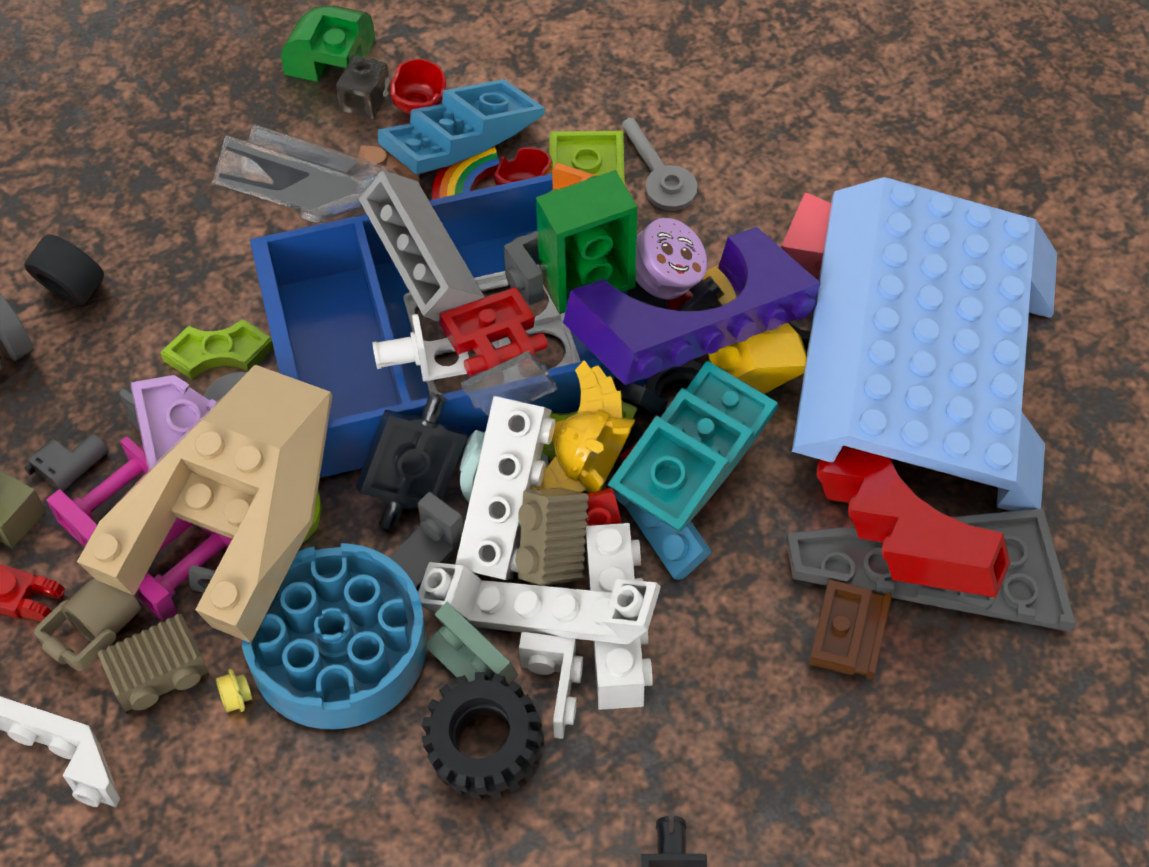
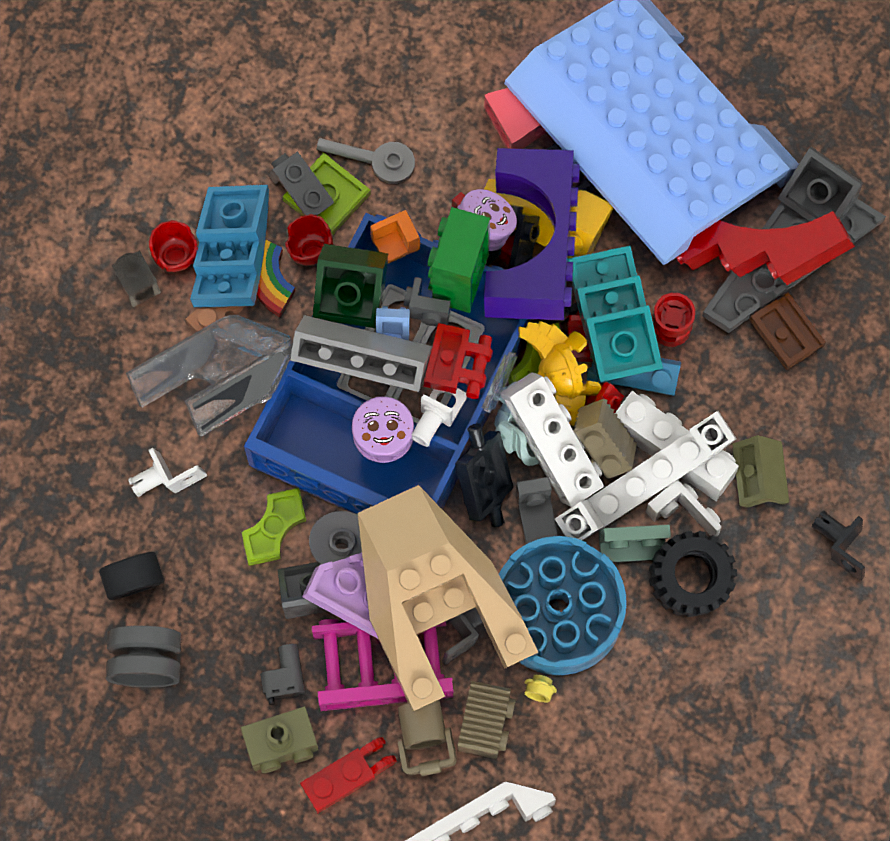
camera: 50 degrees left, 15 degrees up
(192, 231) = (160, 474): none -> white bracket
(326, 37) = (73, 271): green brick -> none
(358, 317) = (382, 429): none -> lavender head
(480, 254) = (393, 322): none -> light blue tile
(484, 196) = (349, 285): none -> dark green slope
(570, 129) = (300, 183): none -> dark grey bracket
(670, 724) = (760, 471): none -> olive panel
(749, 510) = (673, 319): none -> red wheel
(1033, 530) = (820, 187): none -> dark grey slope

